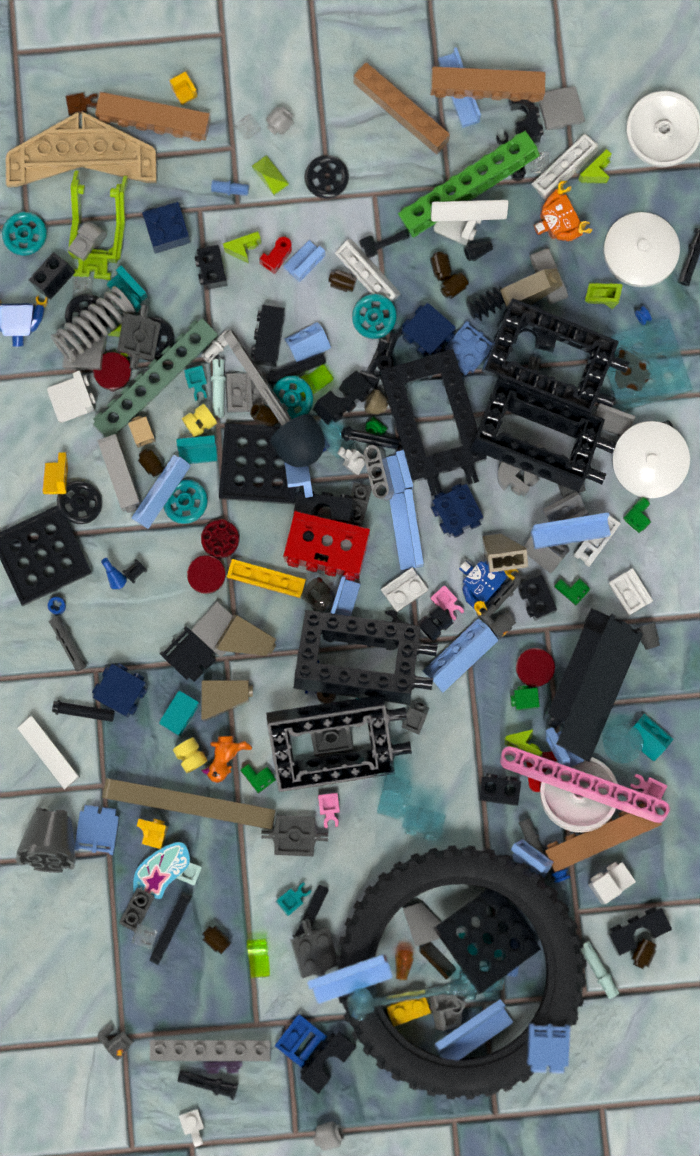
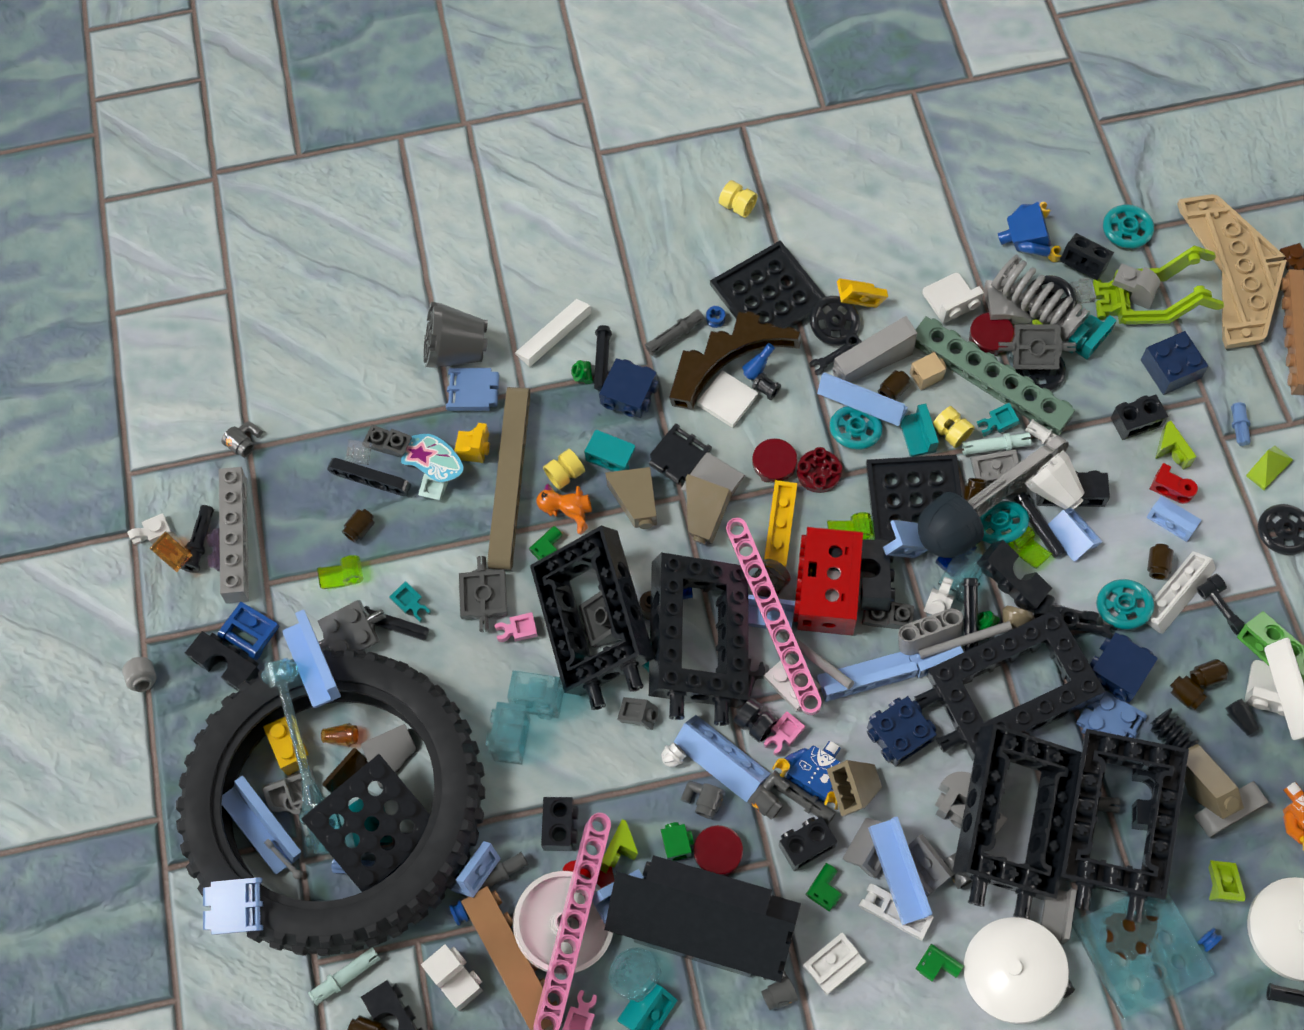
camera: 85 degrees right, 15 degrees down
(87, 579) = (747, 336): none -> dark brown arch
(94, 730) = (582, 372): none -> green plate
(112, 504) = (824, 362): none -> black brick
(140, 606) = (727, 399): none -> white tile
(220, 1105) = (171, 550): none -> clear orange slope
(269, 347) = (1058, 482): none -> white cone
(278, 521) = (859, 522): none -> clear neon green panel
(364, 593) = (772, 603): none -> bright pink beam
(390, 567) = (820, 662): none -> light grey bar
(391, 447) = (965, 640): none -> light grey bar
(454, 693) = (673, 755): none -> white plate
(494, 669) = (708, 800): none -> dark grey piece
(514, 1005) = (297, 874): none -> light grey hinge

